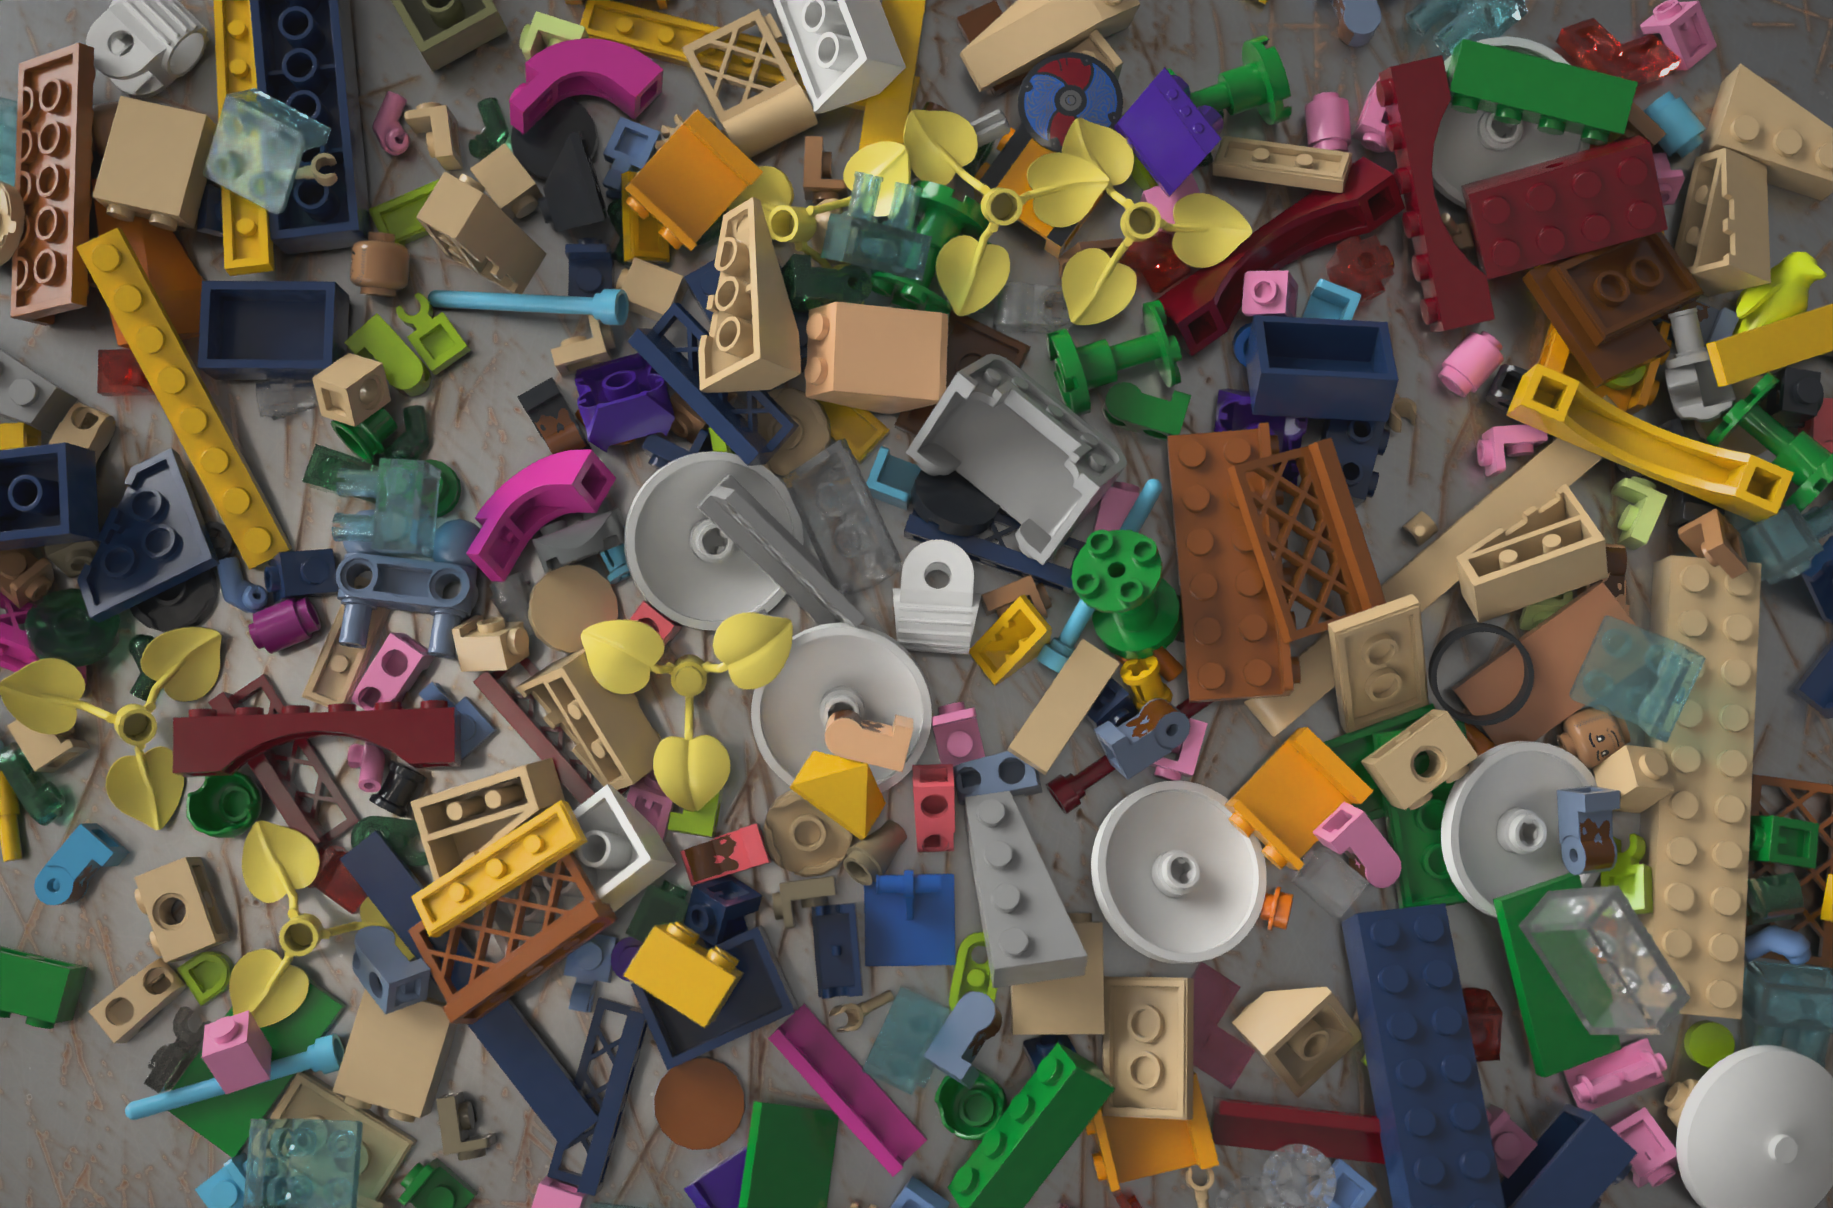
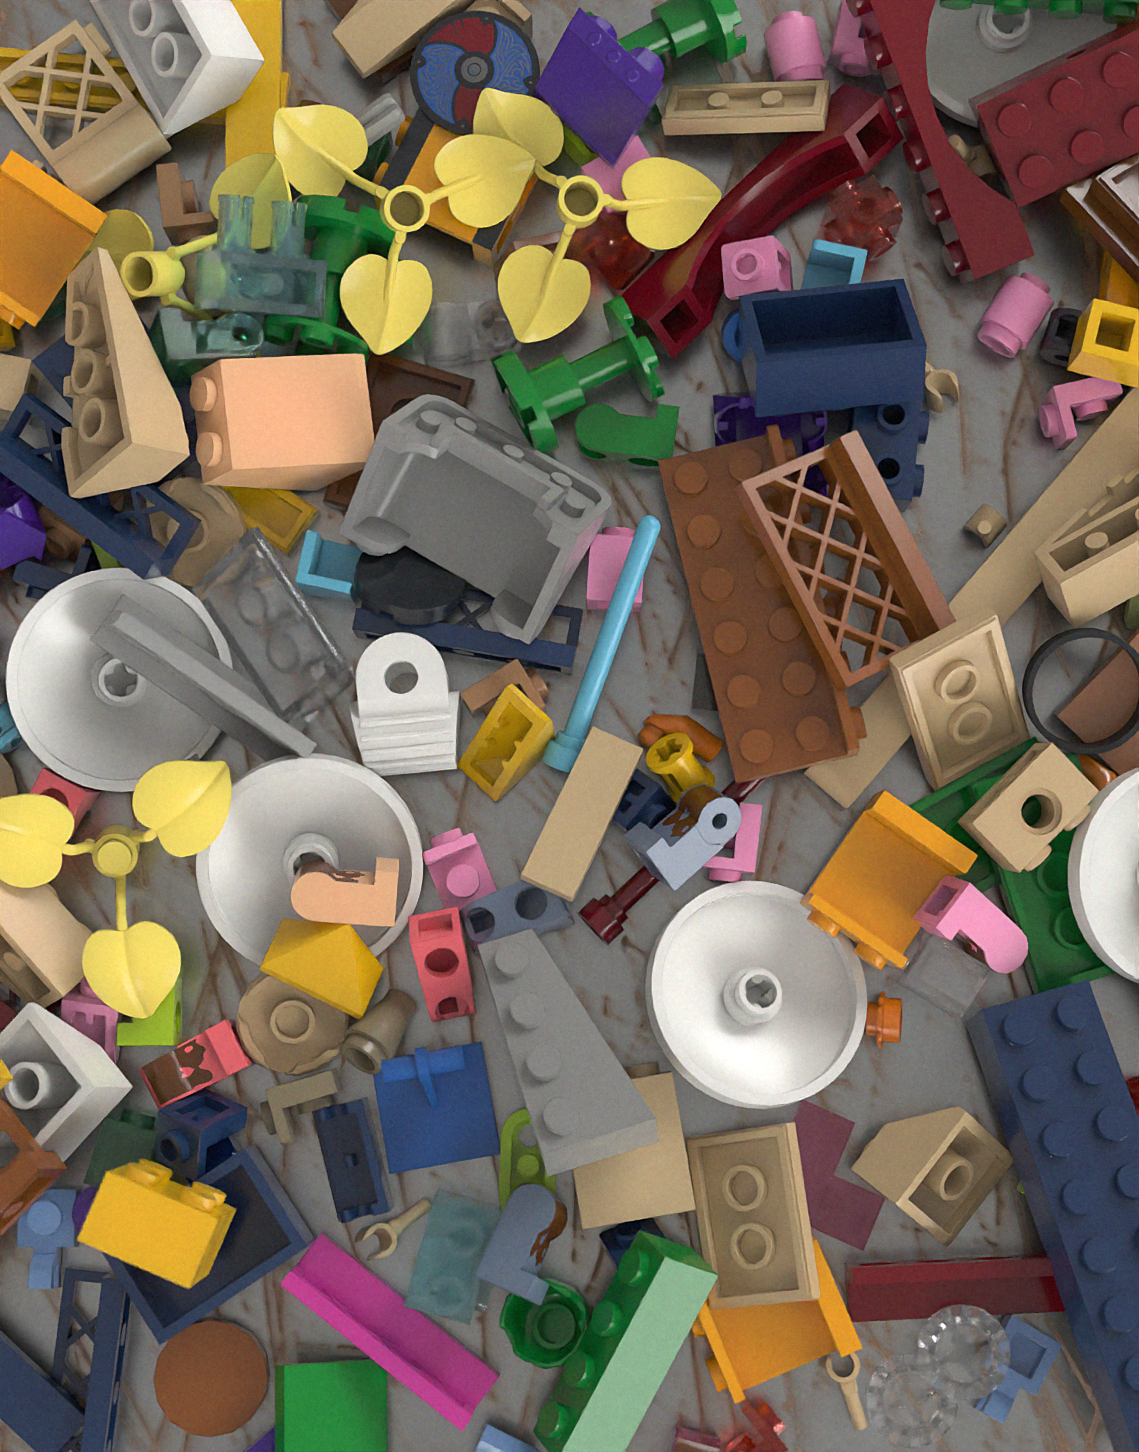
camera: 10 degrees left, 0 degrees up
(1123, 582) = (627, 646): green piece -> none

